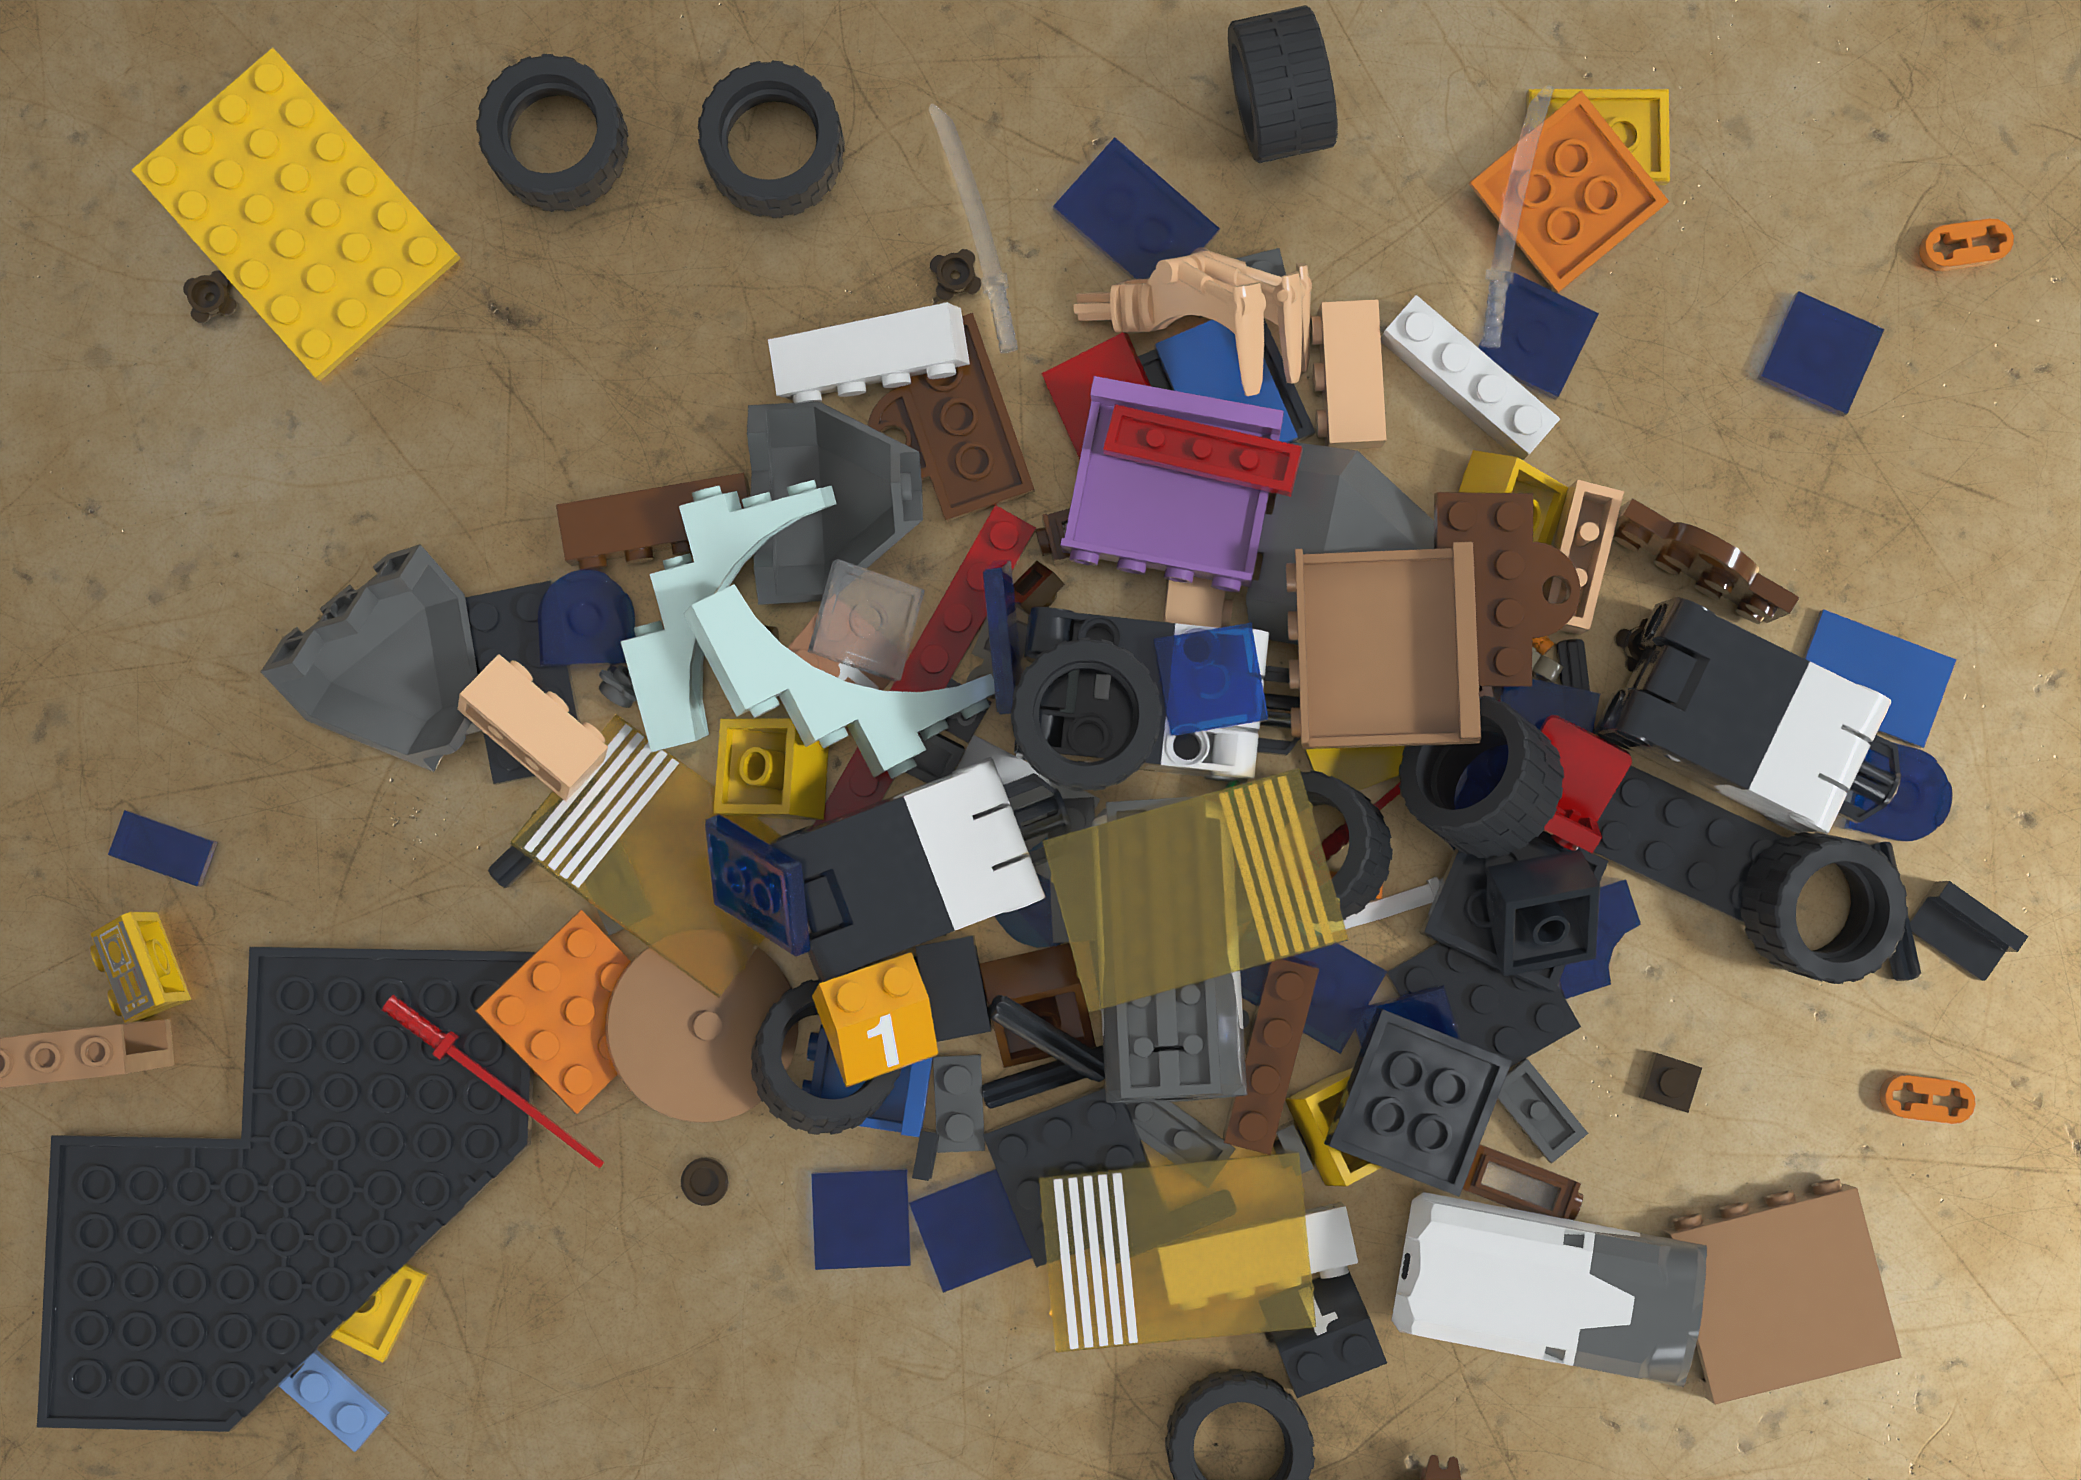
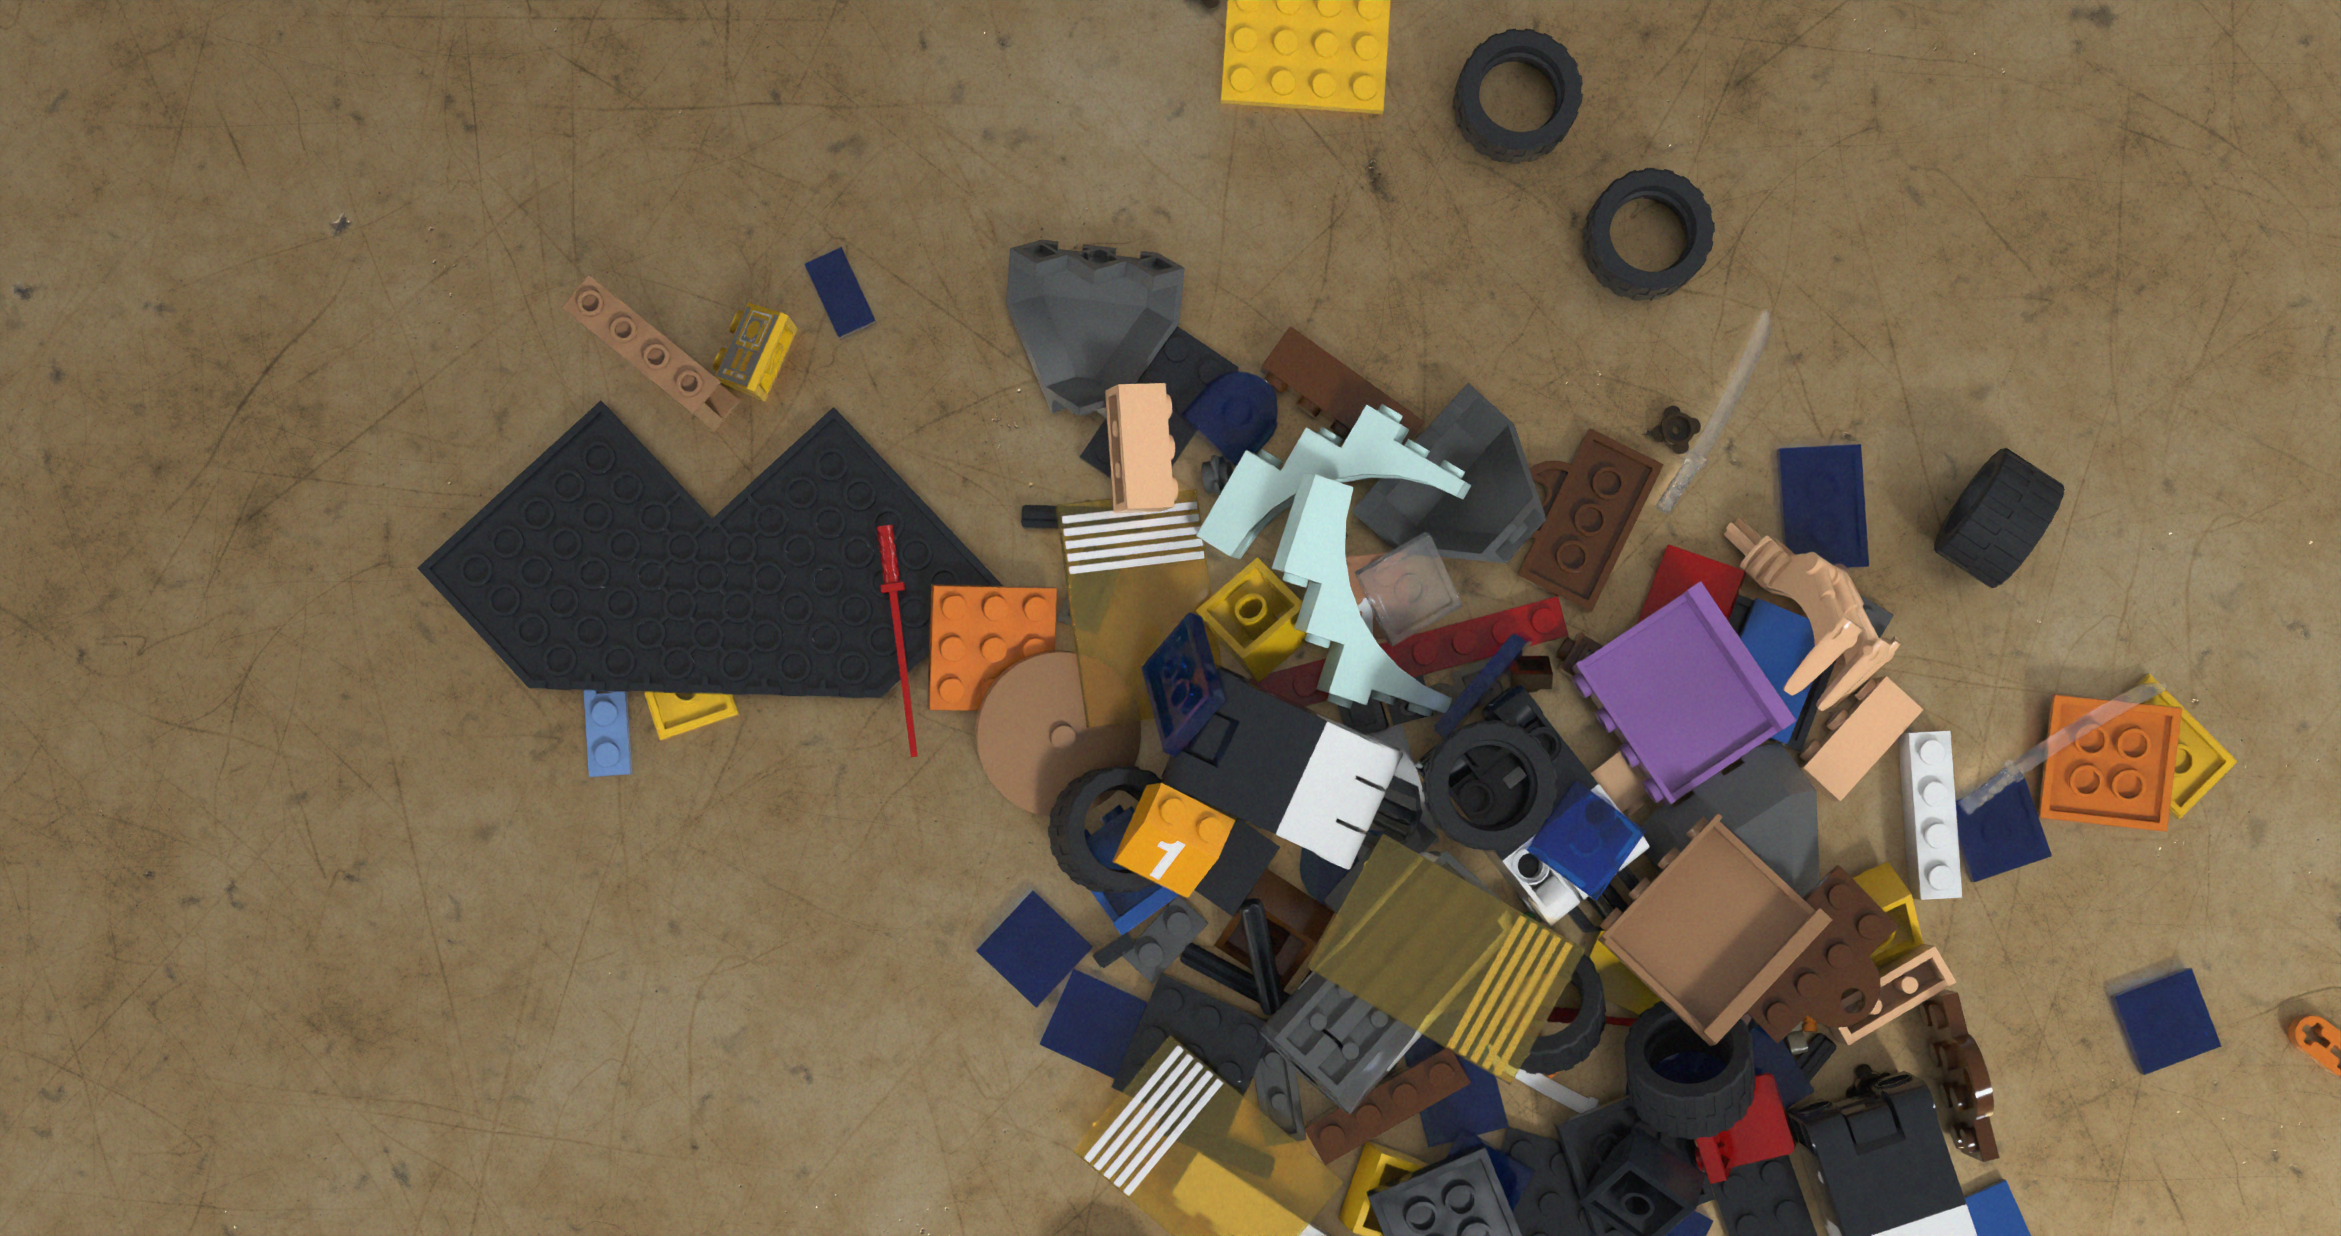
camera: 45 degrees right, 0 degrees up
(705, 1181) = (963, 828): dark brown tile -> none
(869, 353) = (1576, 426): white brick -> none
(1203, 450) = (1721, 694): red plate -> none
(1291, 1141) = (1345, 1170): dark grey plate -> none

